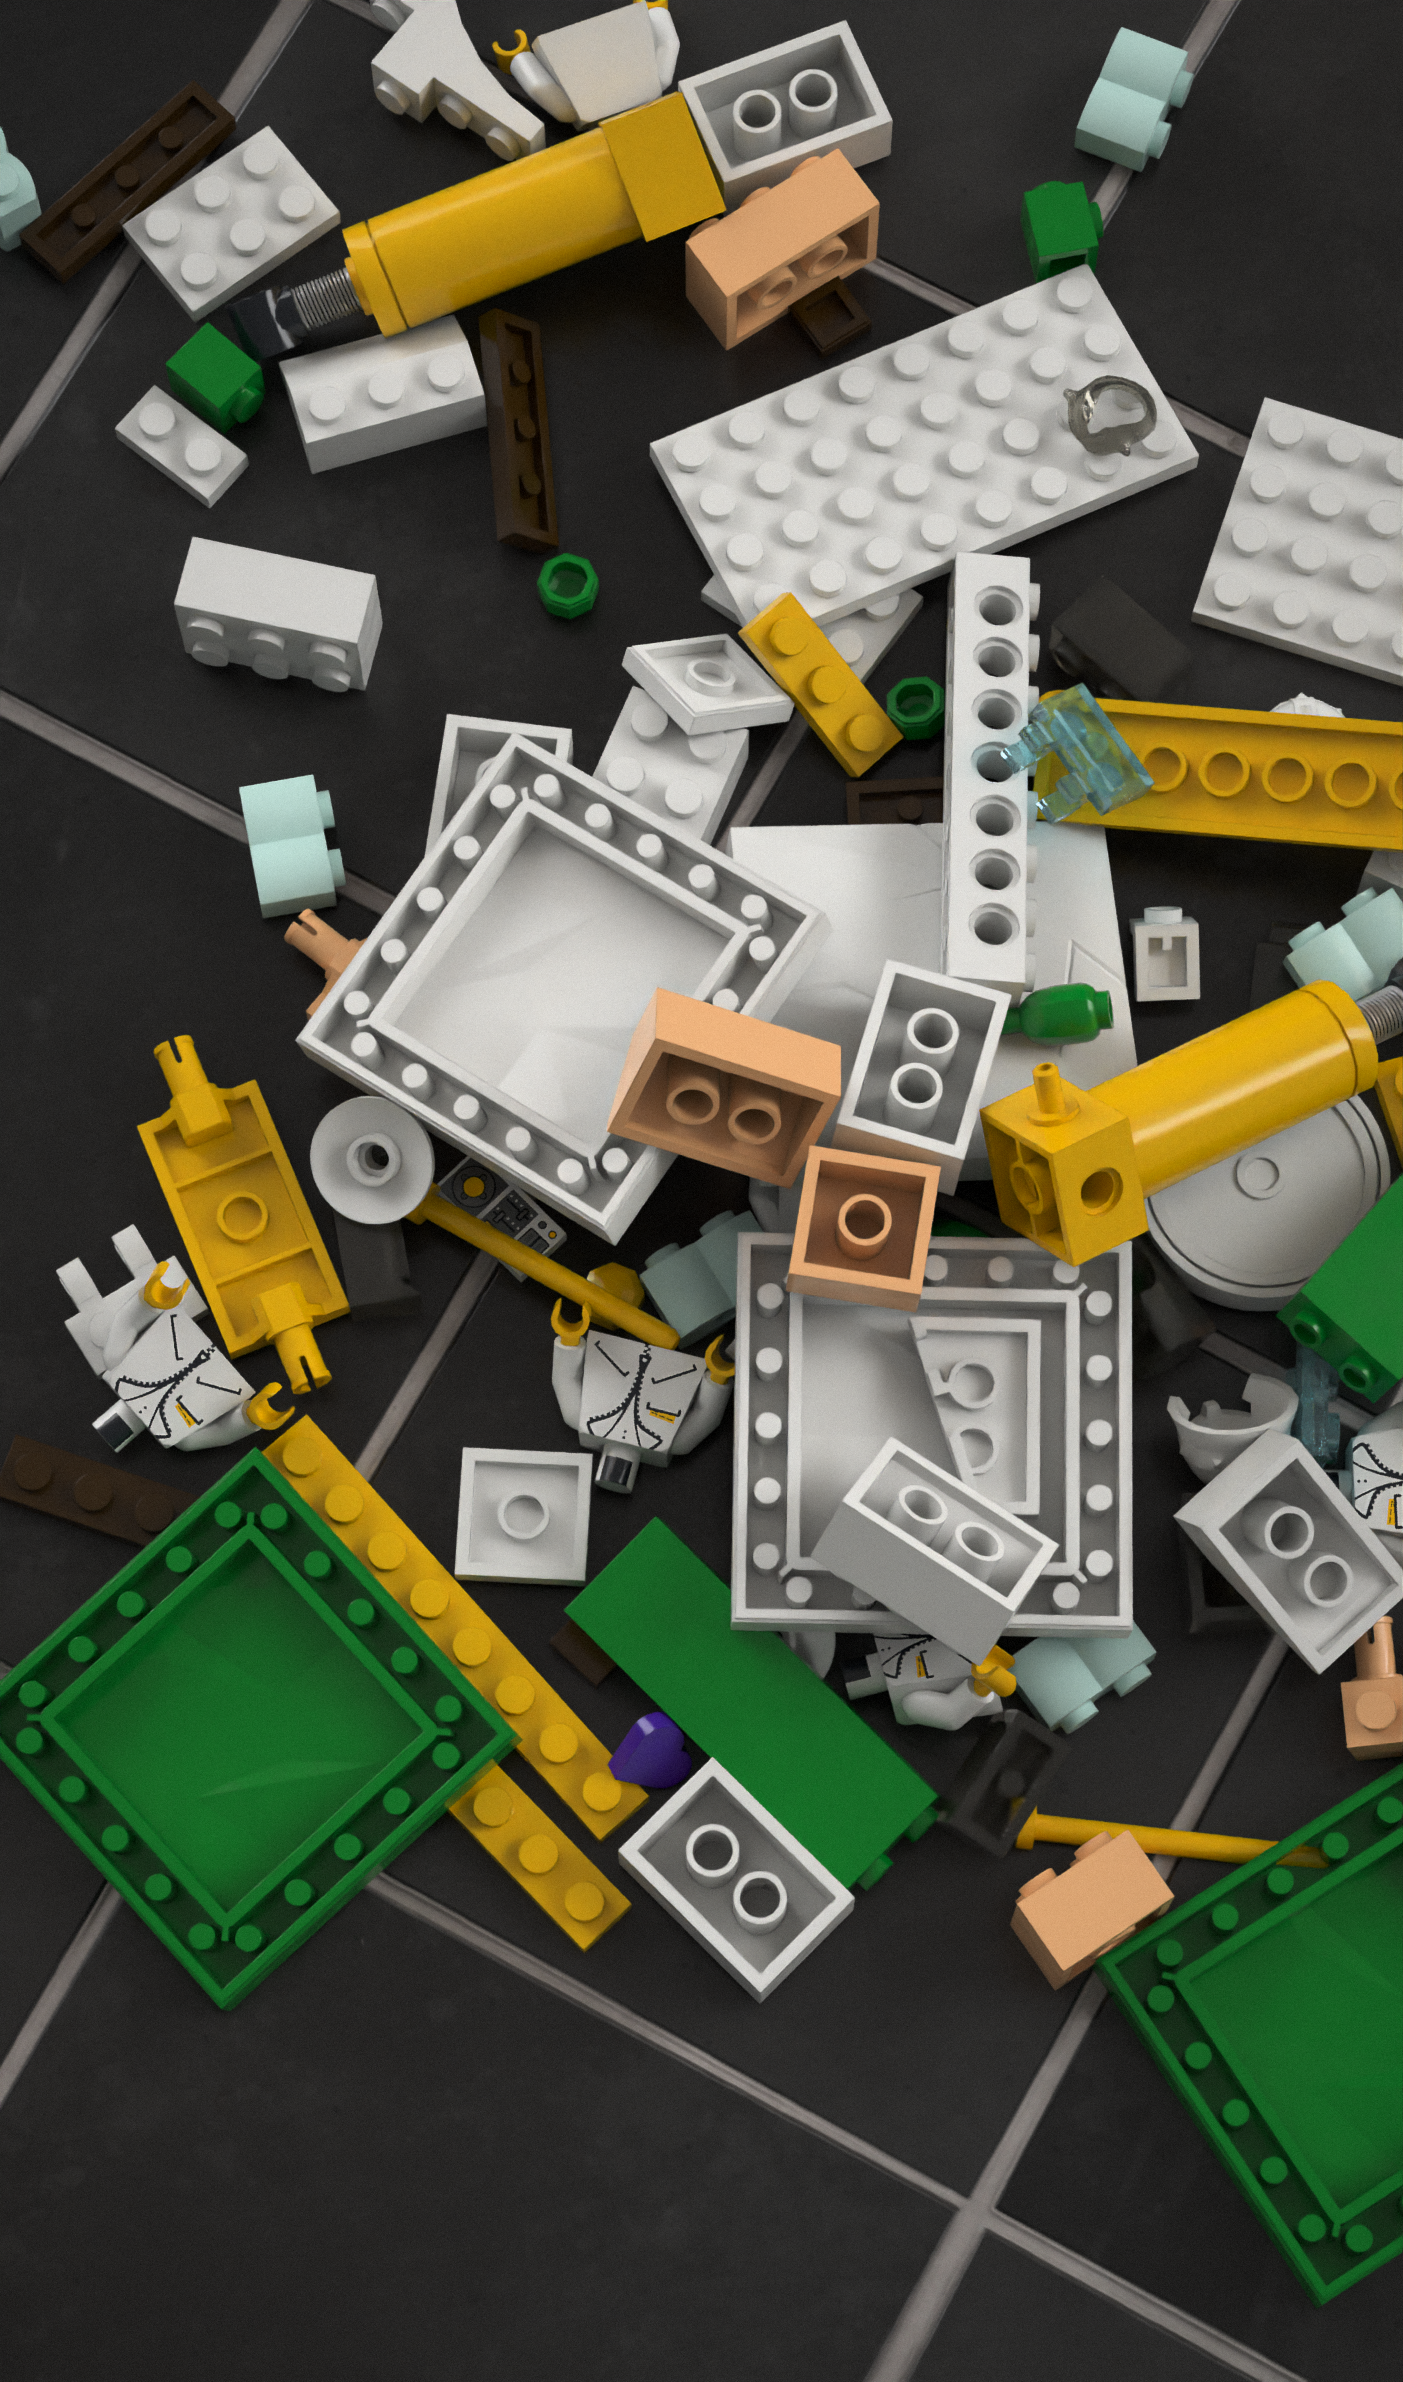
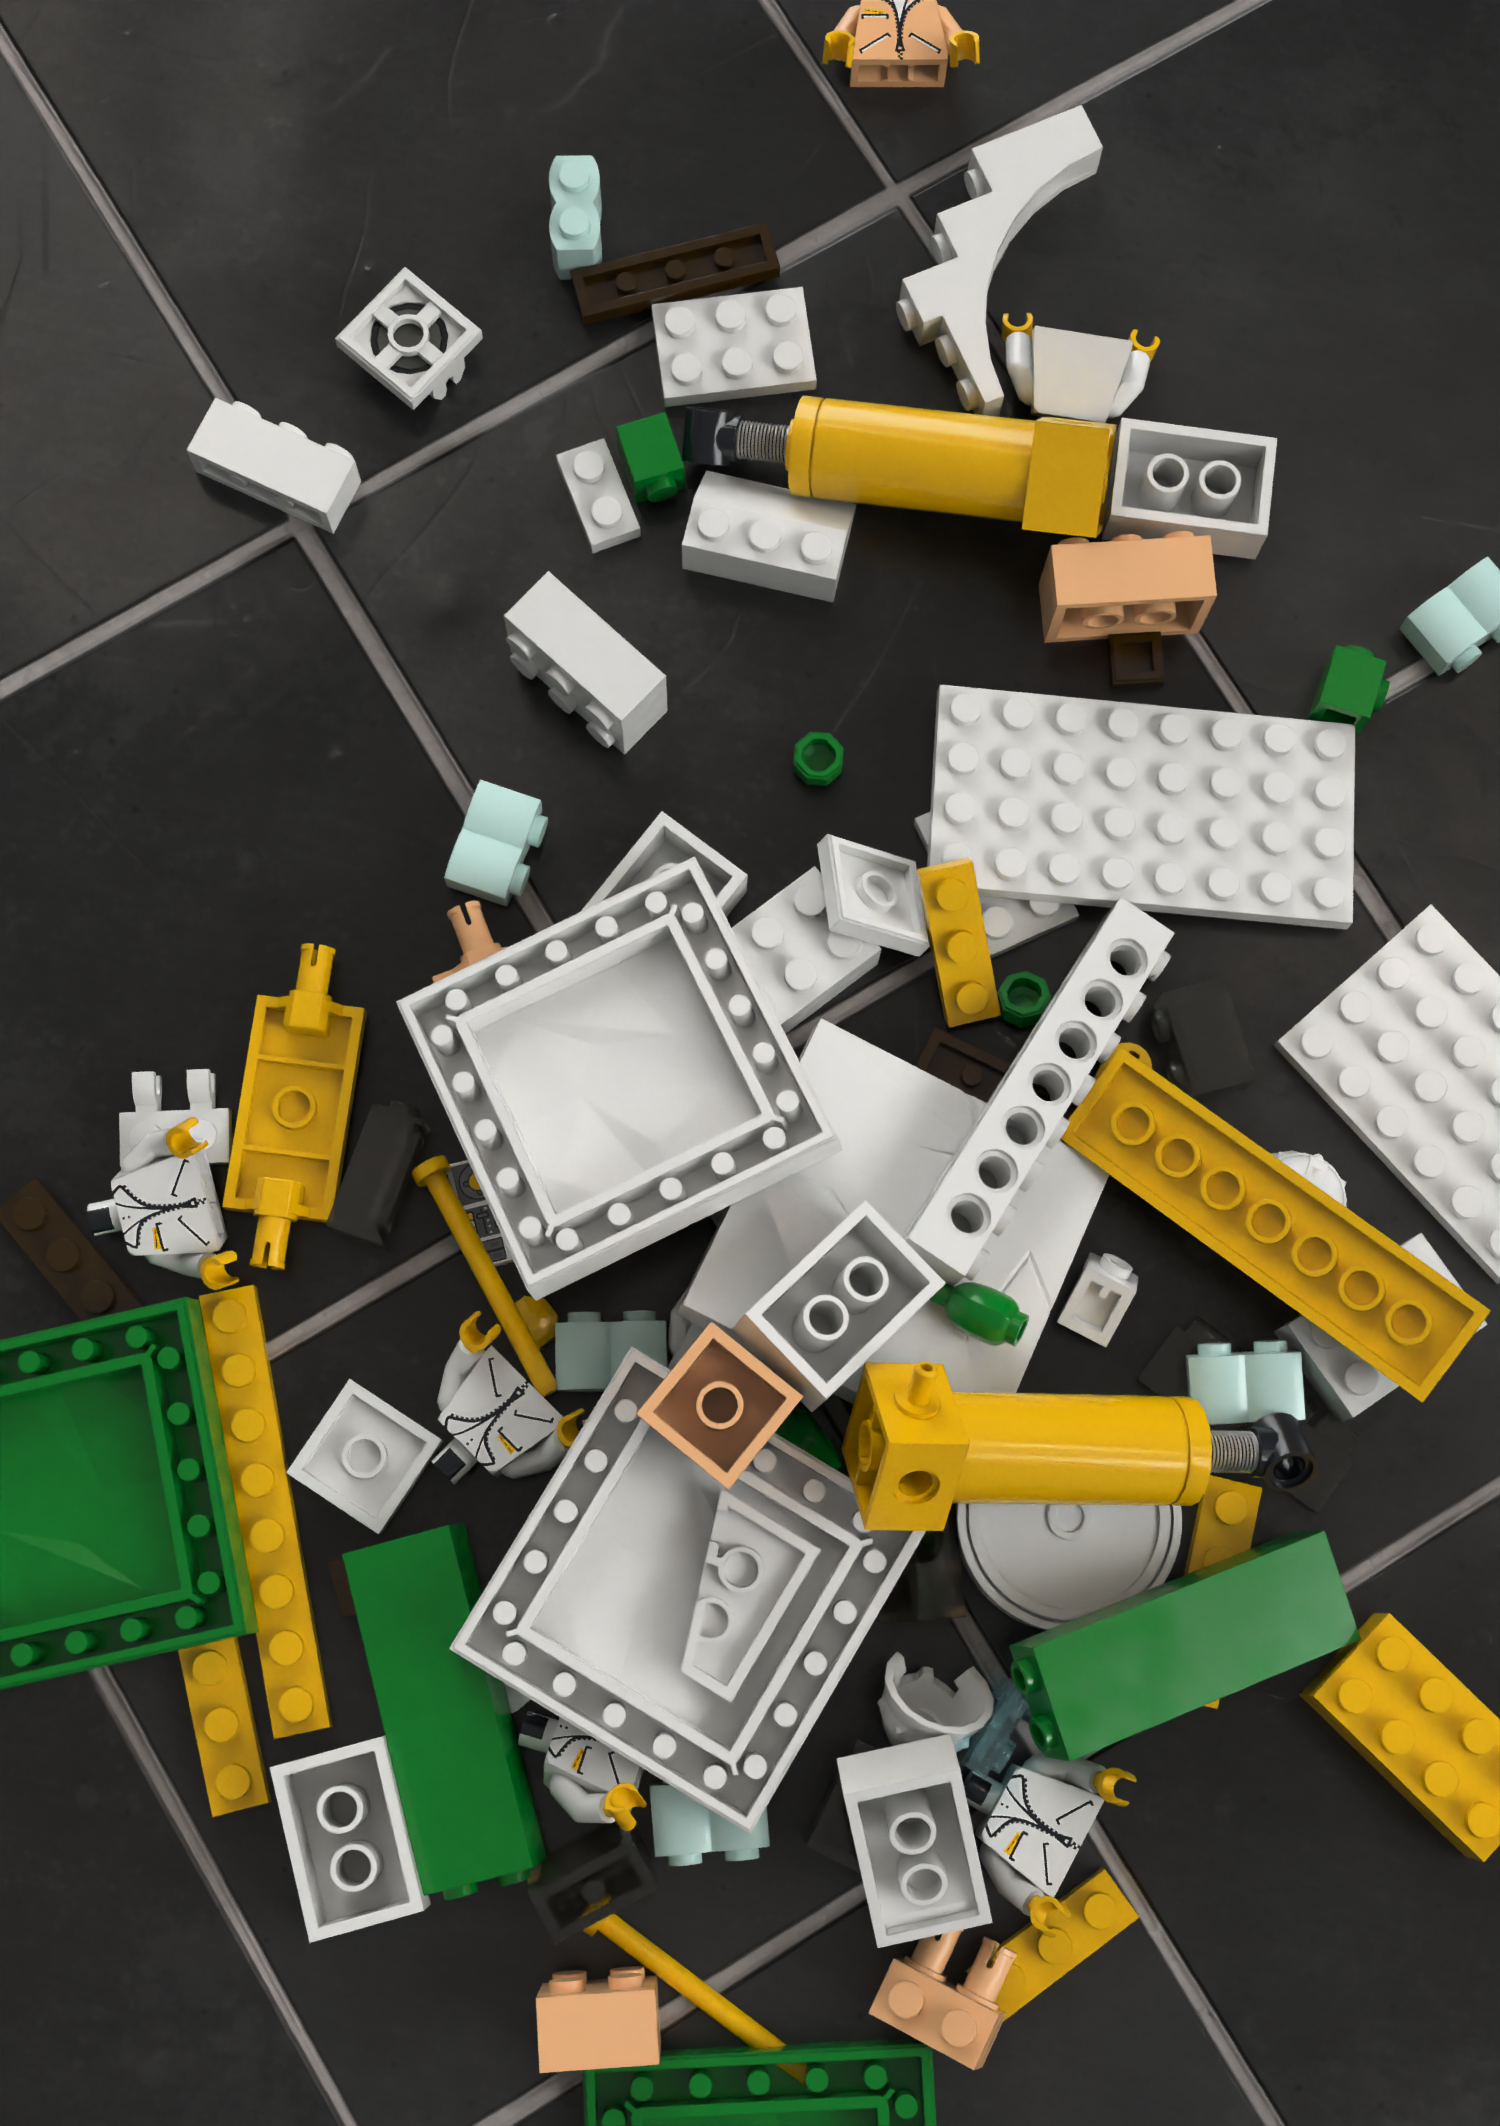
camera: 25 degrees right, 5 degrees up
(350, 1176) = (384, 1127): white dish -> none
(518, 432) = (849, 620): dark brown plate -> none
(652, 1753) = (347, 1698): dark purple tile -> none
(725, 1088) = (679, 1234): light nougat slope -> none
(934, 1550) = (630, 1690): white slope -> none
(1090, 749) = (1128, 1114): clear light blue plate -> none
(1109, 439) = (1289, 875): clear smoke piece -> none

